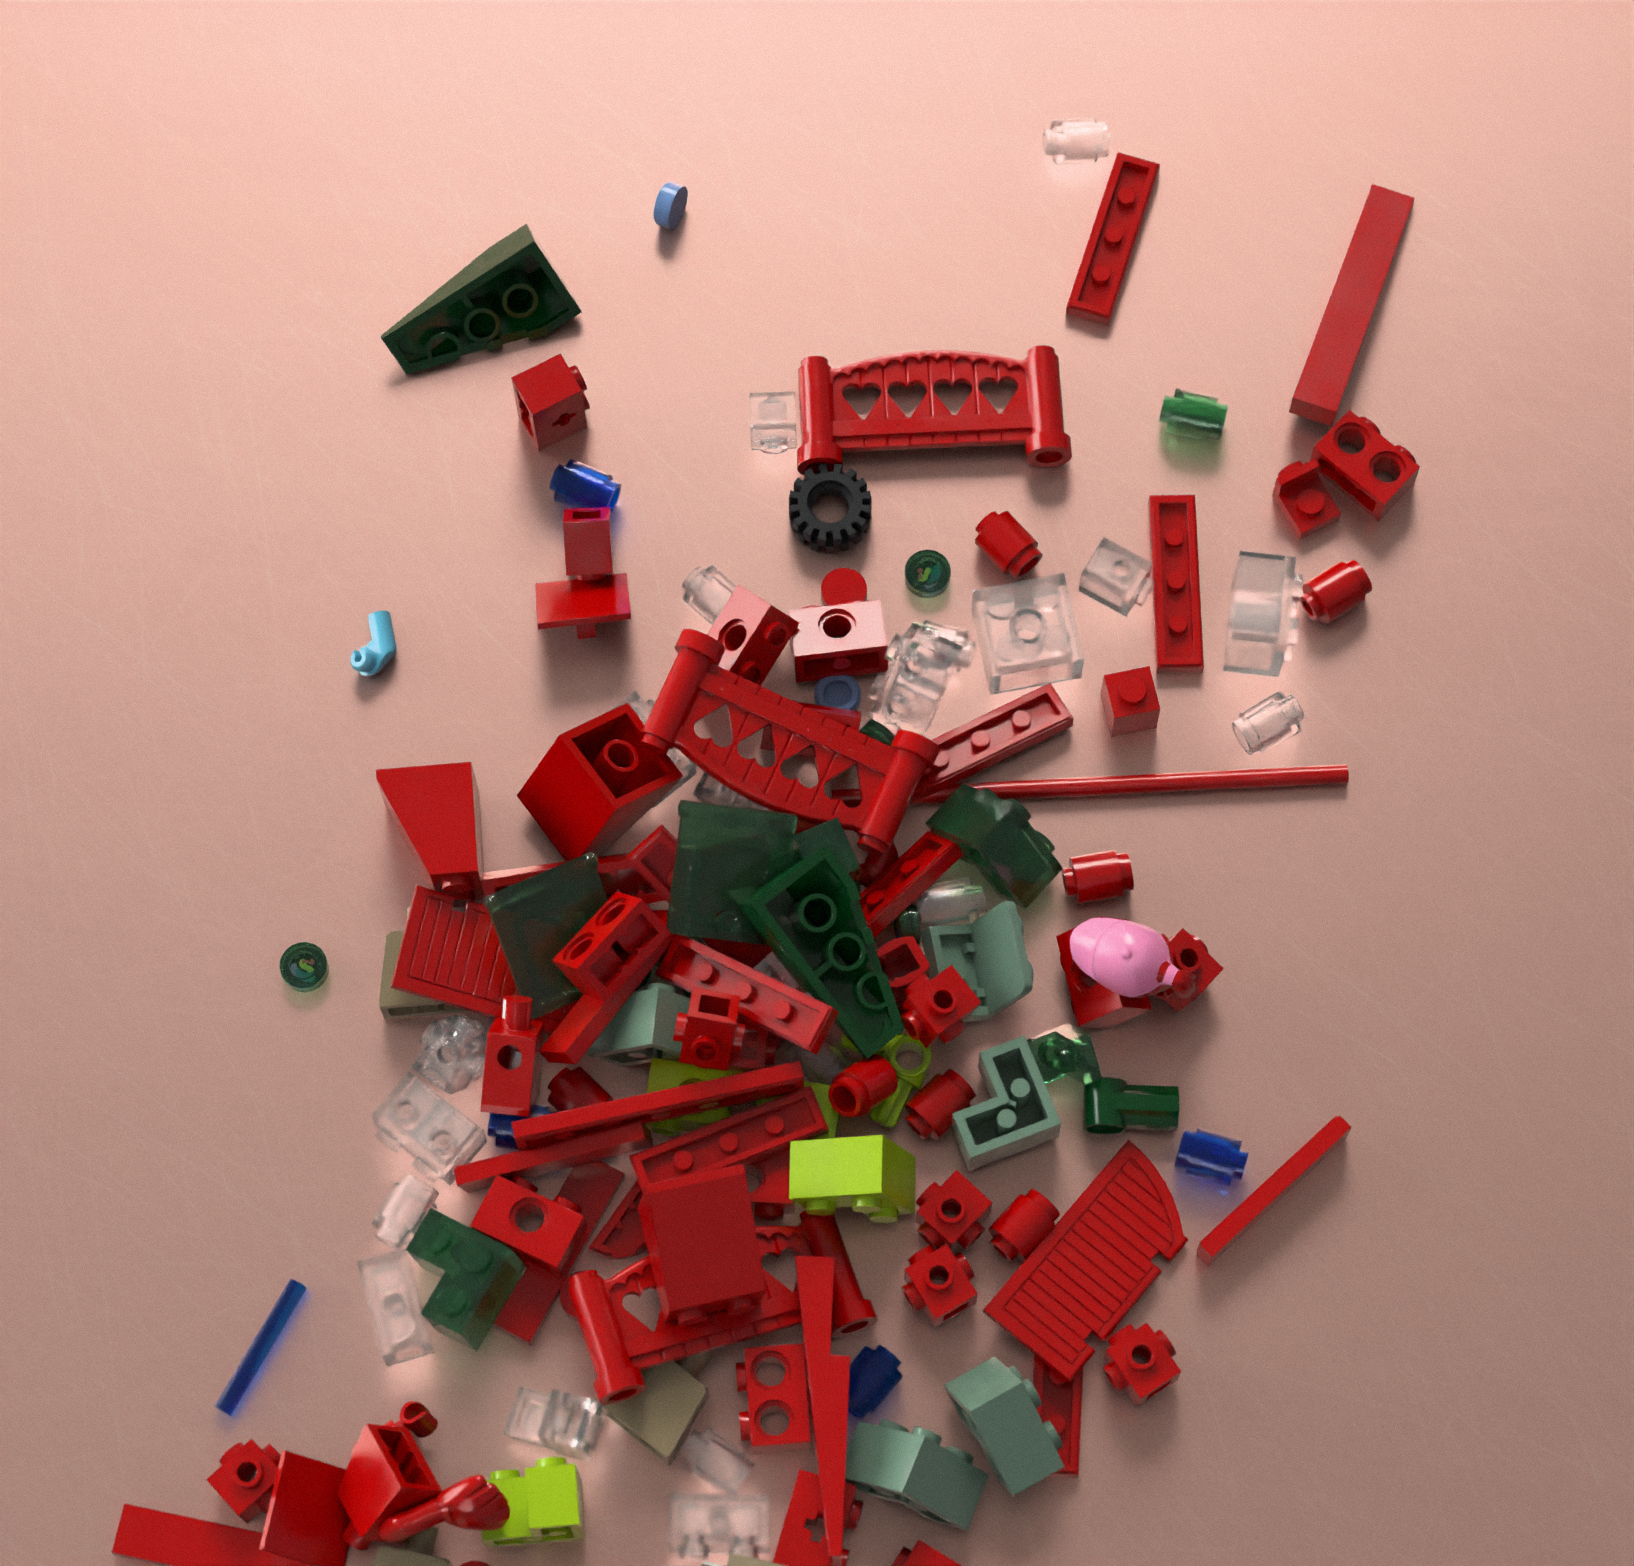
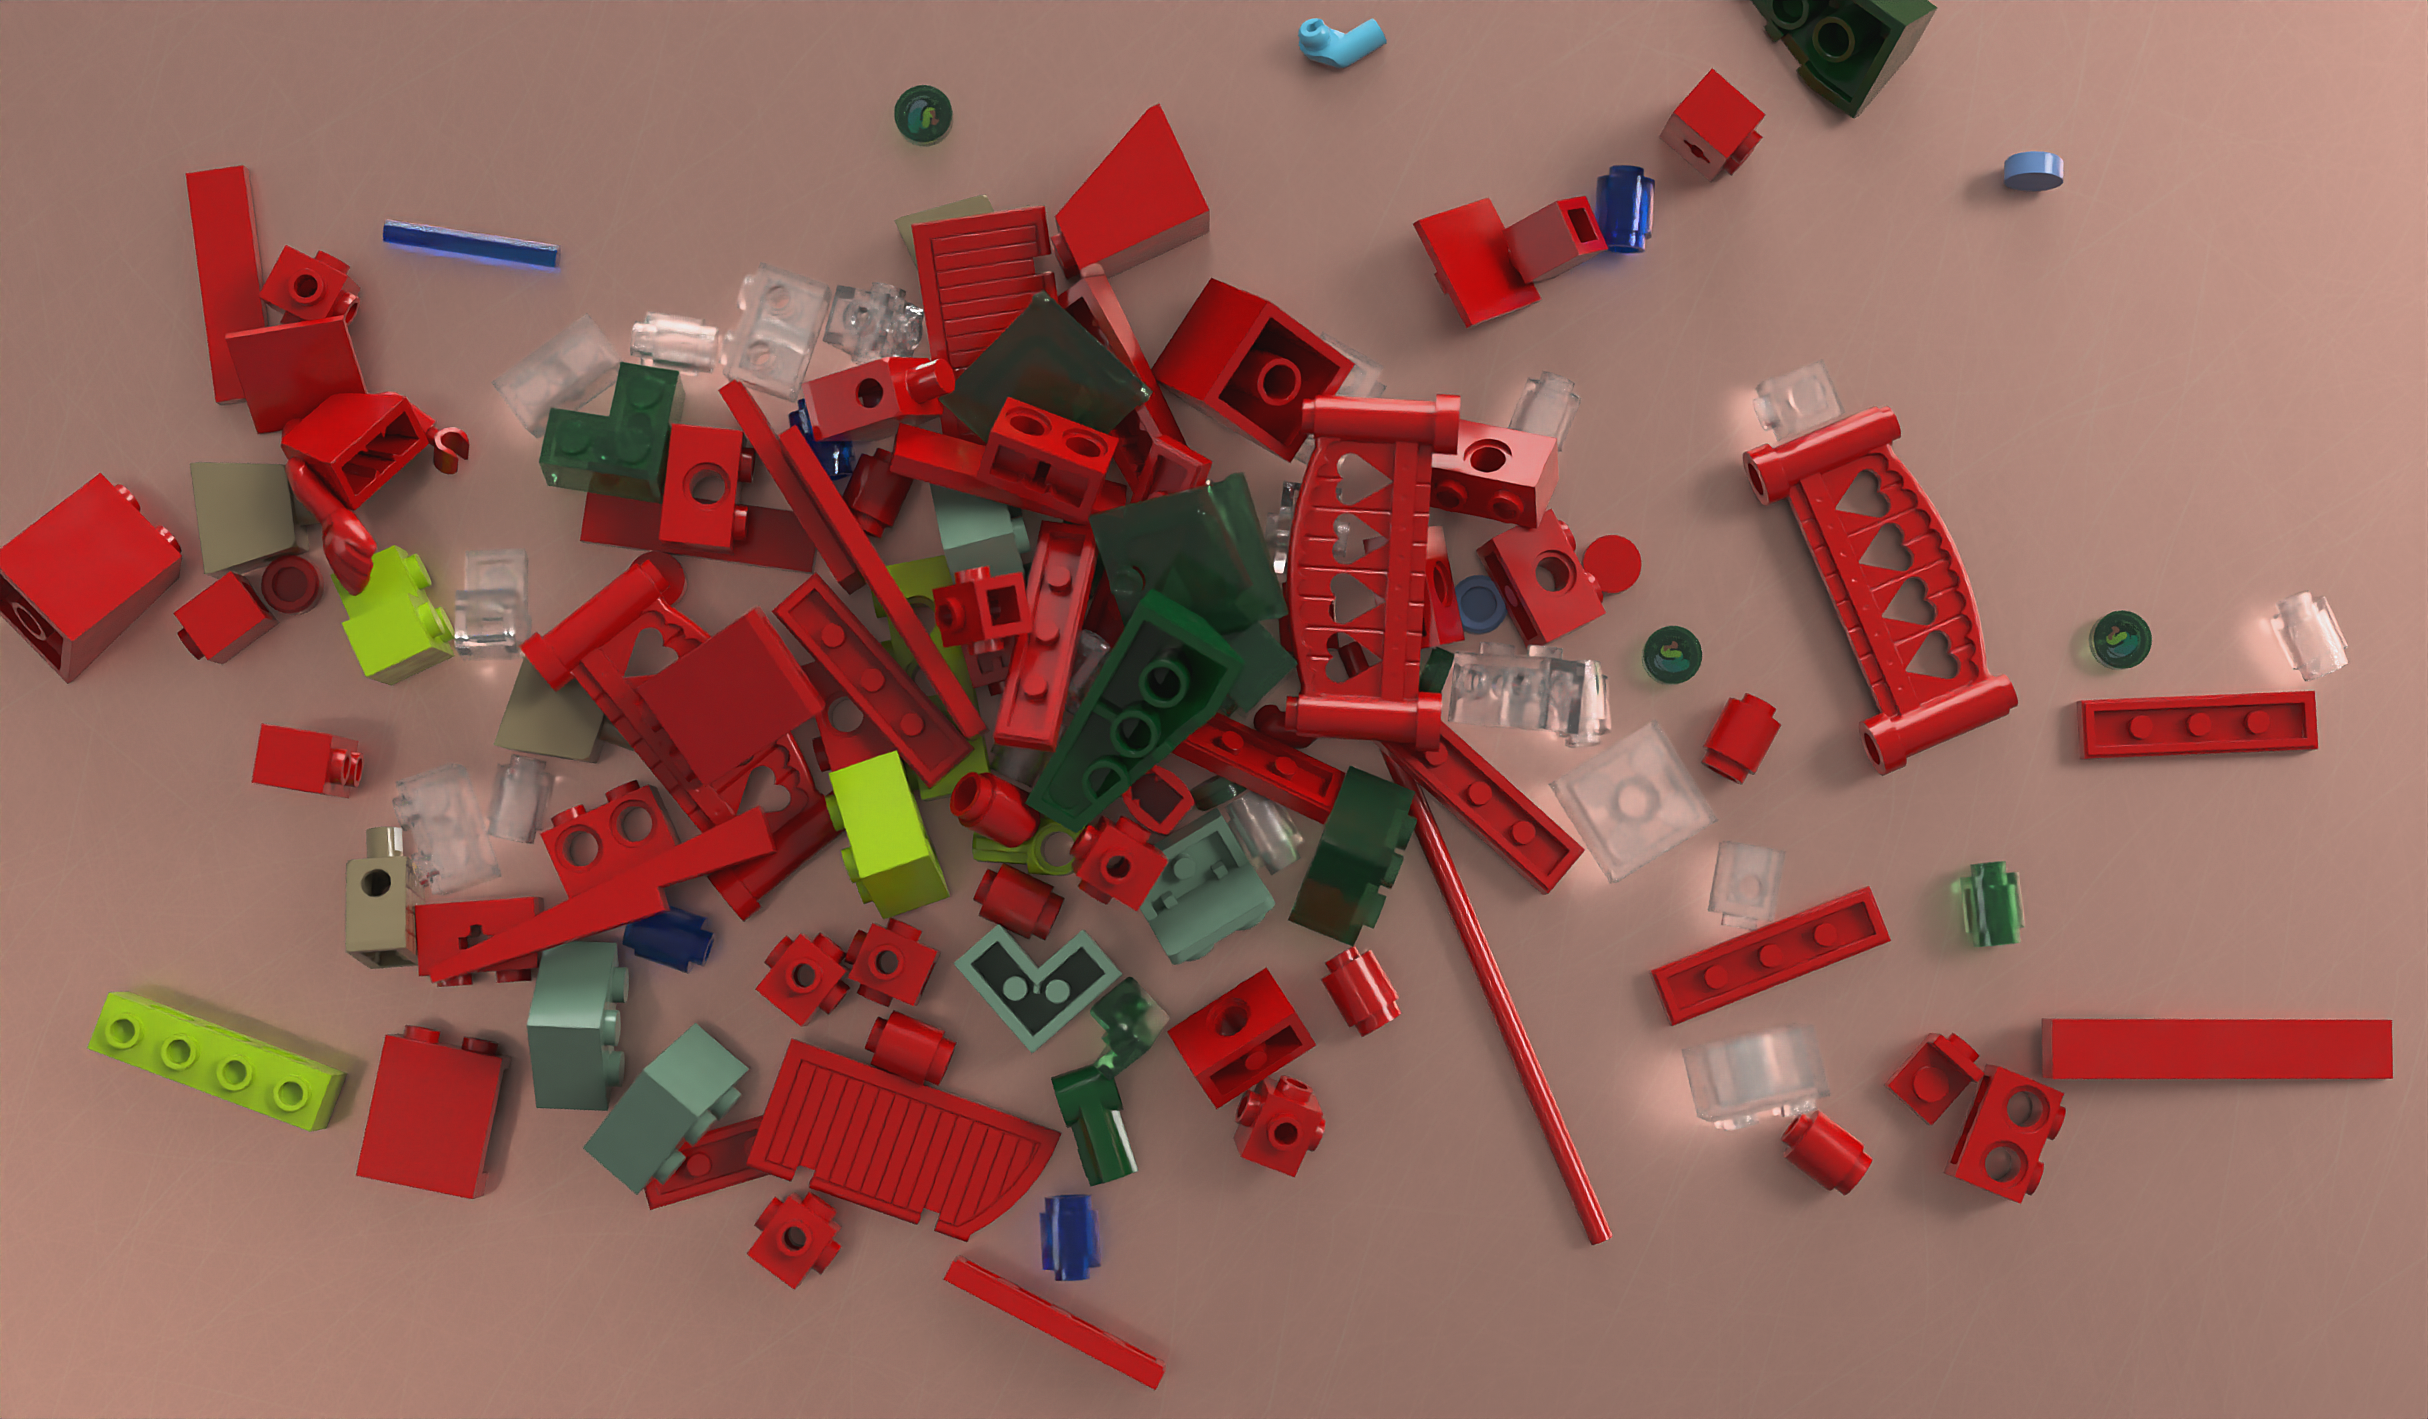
camera: 65 degrees right, 15 degrees up
(623, 1233) = (740, 593): red tile -> none
(837, 483) = (1734, 484): black tyre -> none
(1032, 267) = (2120, 640): none -> clear green tile
(1129, 959) = (1252, 1065): bright pink hair -> none
(1130, 701) = (1592, 954): red brick -> none
(1268, 723) = (1628, 1127): clear brick -> none

